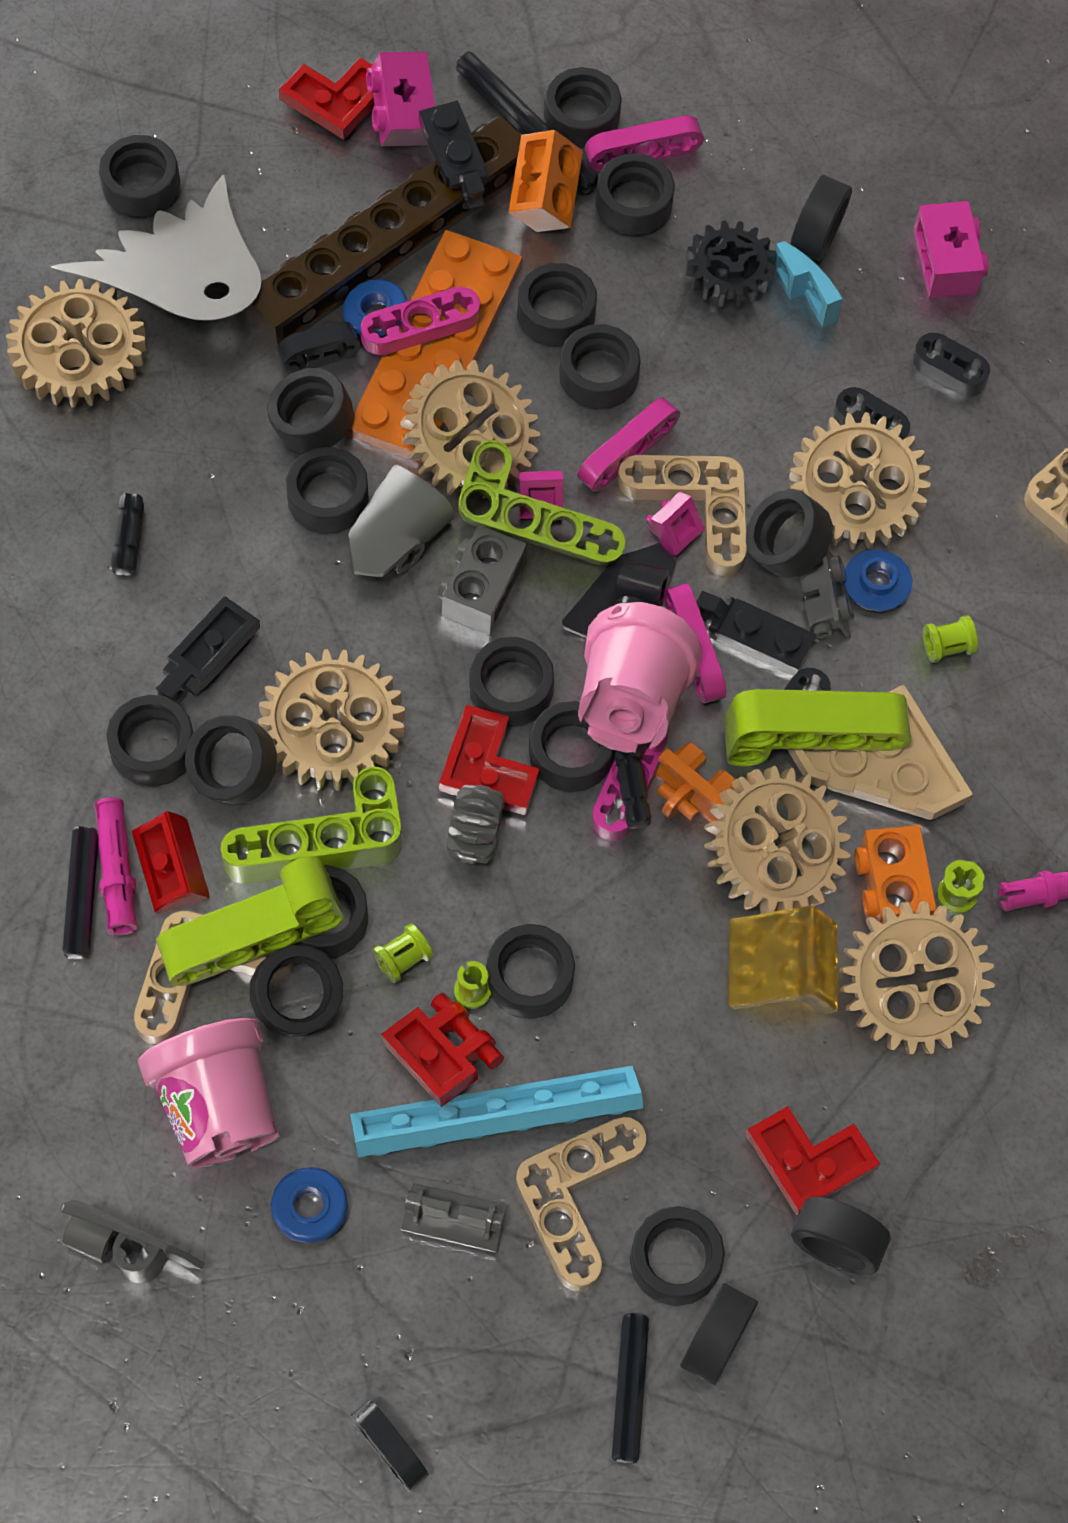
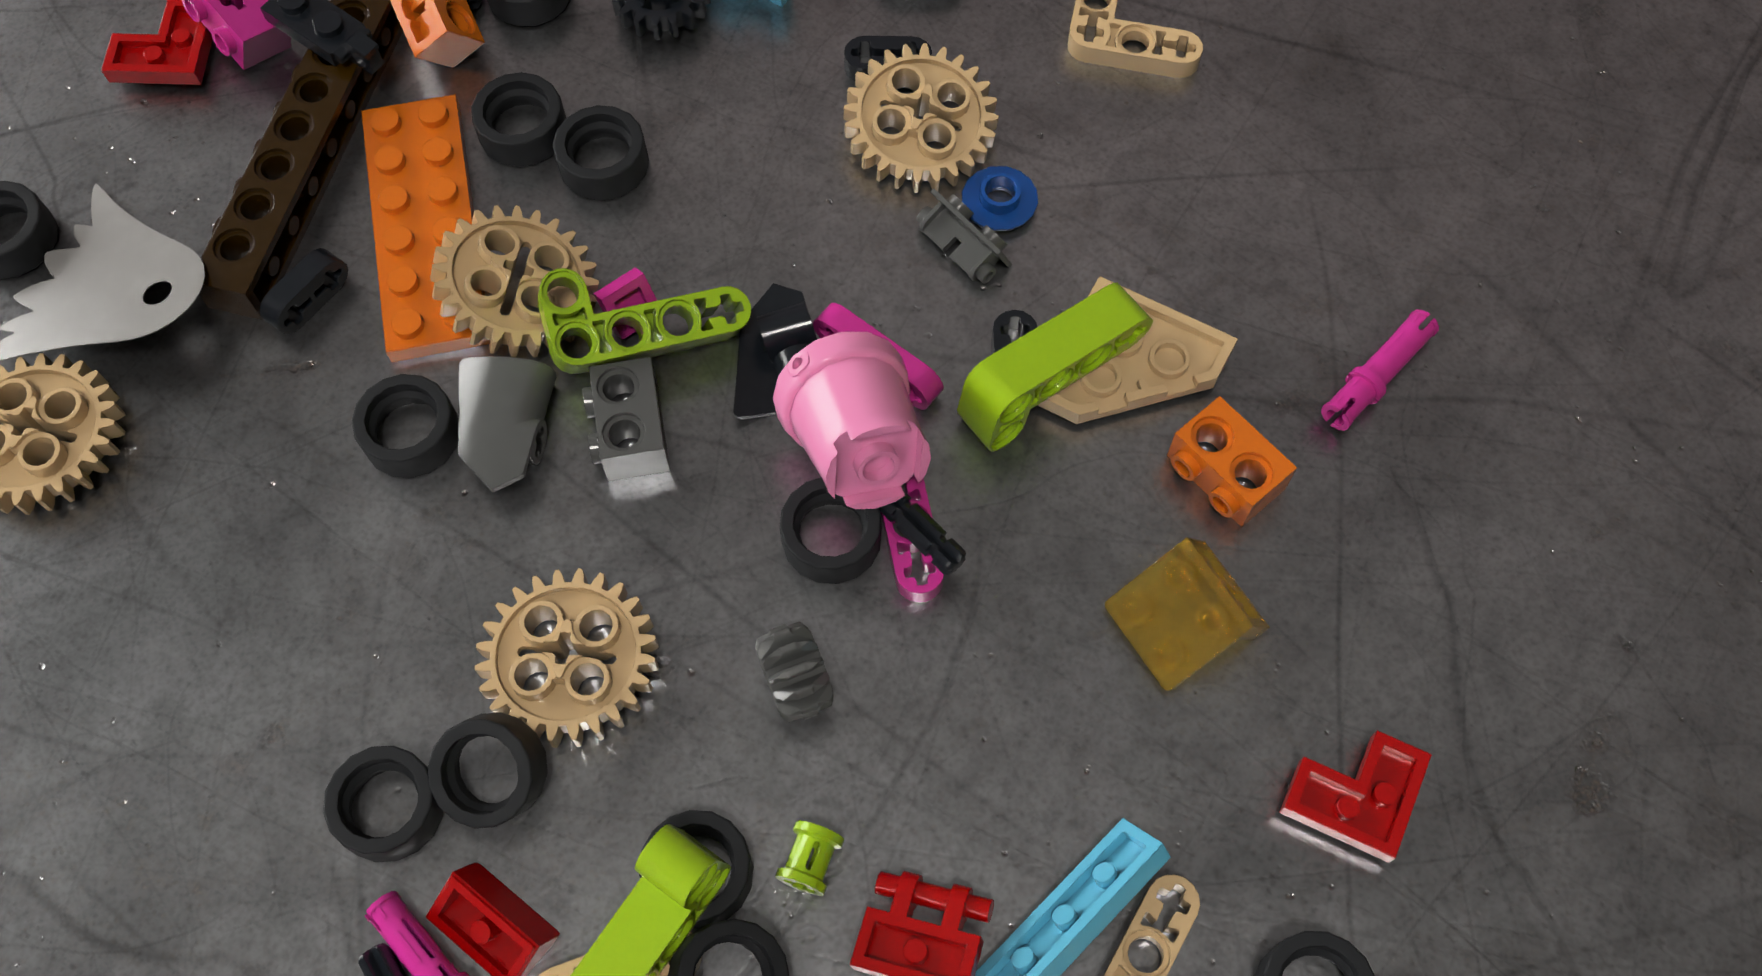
camera: 30 degrees left, 0 degrees up
(127, 534) = (217, 598): black axle -> none
(207, 649) = (383, 668): black hinge -> none
(297, 388) = (314, 335): black tyre -> none
(313, 832) = (628, 792): lime beam -> none
(370, 294) = (327, 210): blue piece -> none
(429, 305) = (397, 183): dark pink beam -> none
(472, 985) = (907, 858): lime pin -> none
(475, 761) = (749, 609): red plate -> none
(512, 650) = (715, 467): black tyre -> none
(534, 937) = (965, 746): black tyre -> none
(631, 440) = (680, 208): dark pink beam -> none
(676, 523) = (778, 254): dark pink tile -> none
(685, 788) = (977, 500): orange hips -> none
(712, 493) = (790, 207): tan beam -> none
(756, 632) = (927, 311): black hinge -> none
(807, 818) = (1098, 497): tan gear -> none
(809, 547) = (864, 192): black tyre -> none
(840, 1235) = (1462, 857): black tyre -> none
(910, 936) = (1355, 581): tan gear -> none
(950, 639) = (1107, 210): lime bush -> none
(960, 874) = (1301, 420): lime bush -> none

